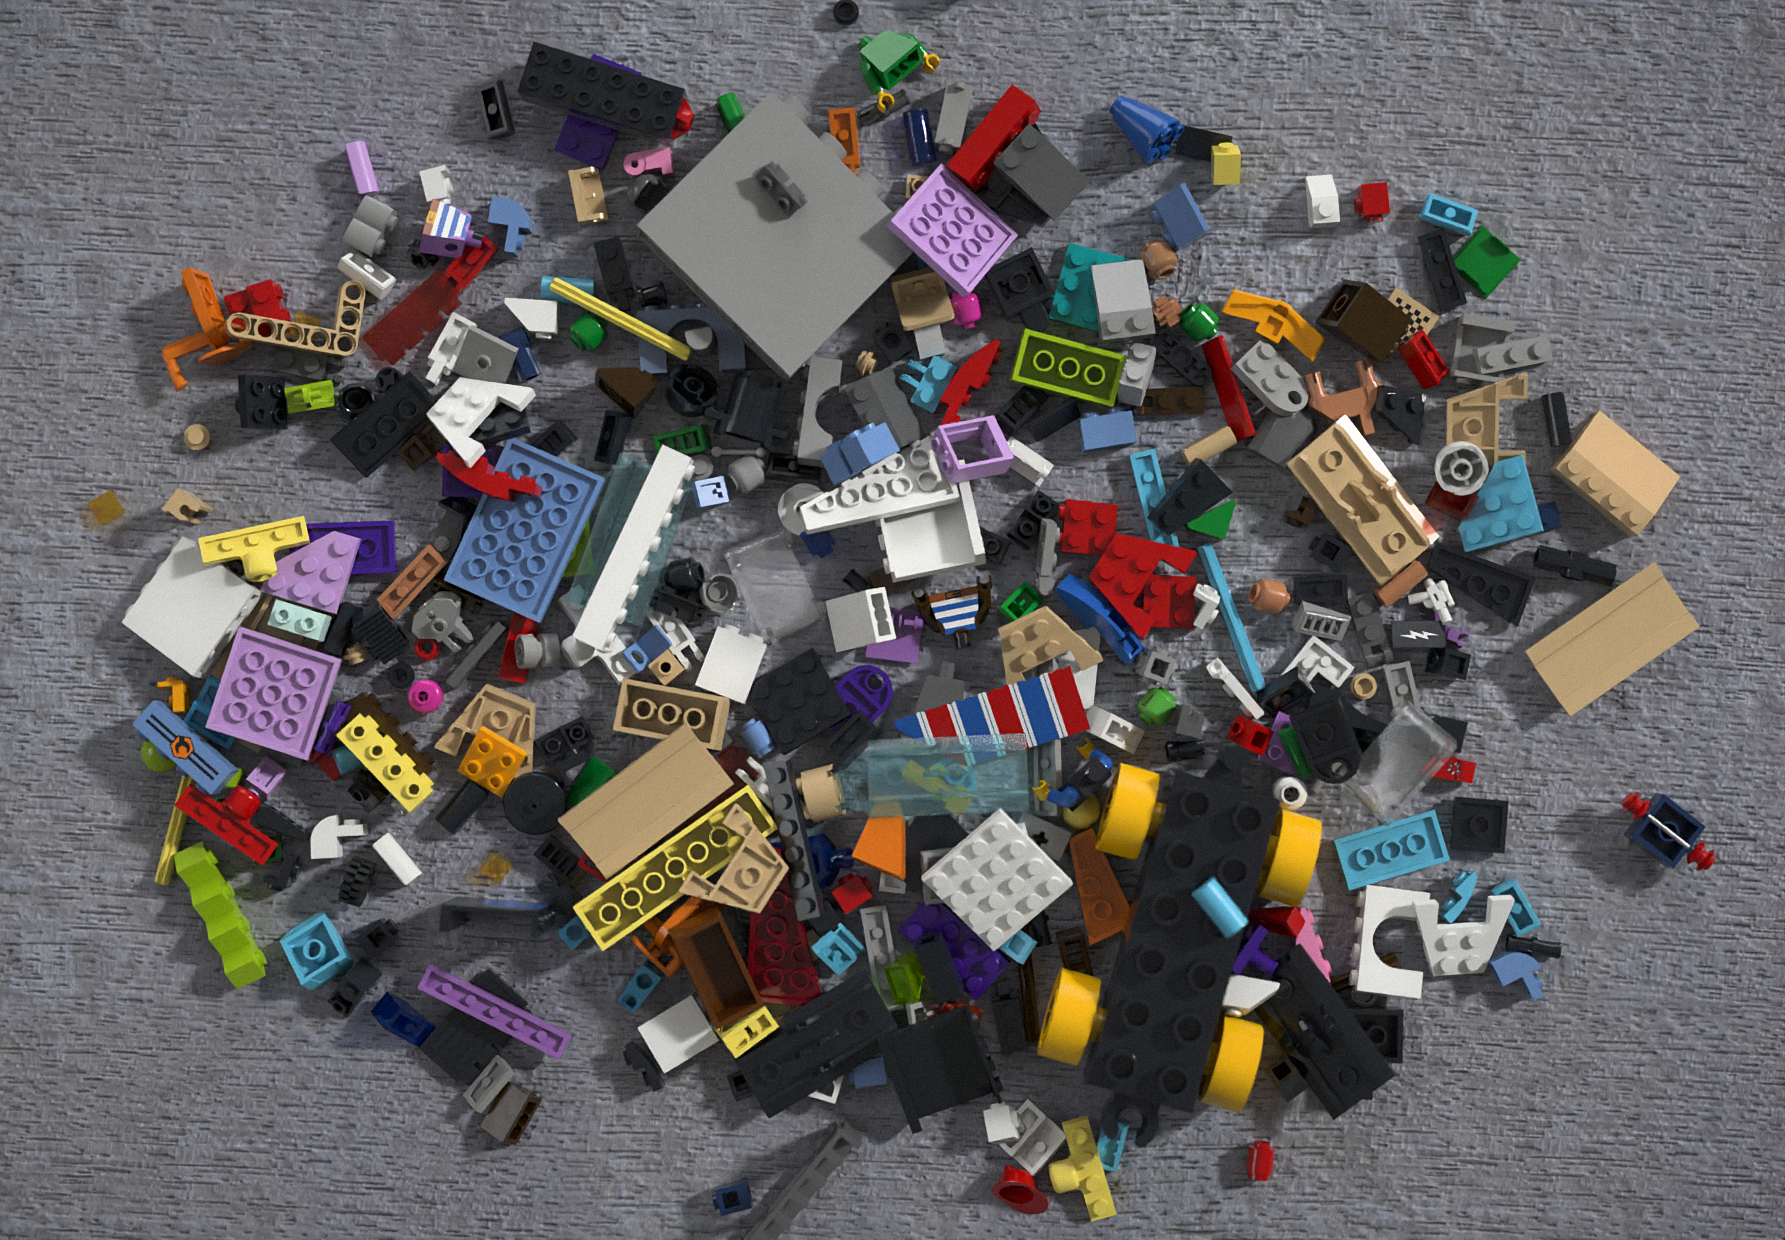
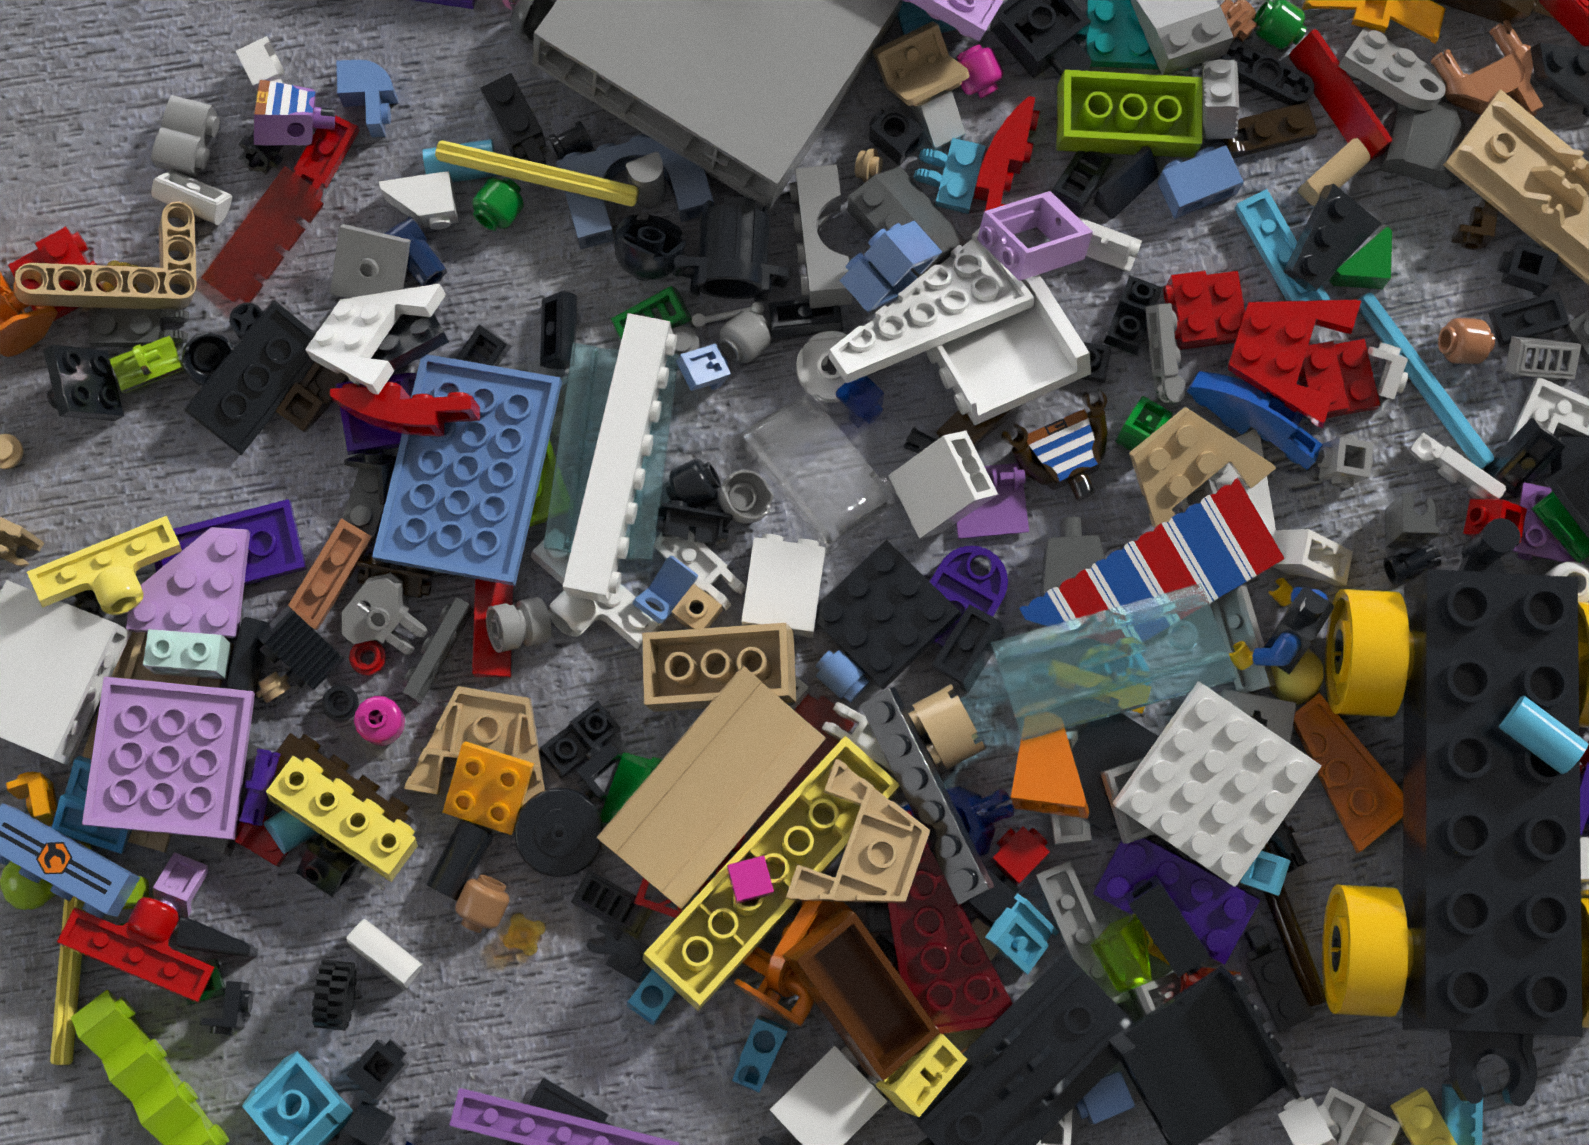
camera: 15 degrees left, 10 degrees down
(328, 833) = (281, 938): white brick -> none
(362, 169) = (159, 67): lavender brick -> none
(447, 348) = (316, 266): white hinge -> none
(454, 912) = (479, 995): black panel -> none
(471, 840) = (482, 903): none -> medium nougat head
(588, 196) = (461, 39): tan hinge -> none
(626, 387) = (561, 258): dark brown slope -> none
(657, 872) = (750, 879): none -> dark pink tile
(1069, 935) = (1346, 853): dark brown slope -> none
(1156, 706) = (1360, 514): bright green head -> none

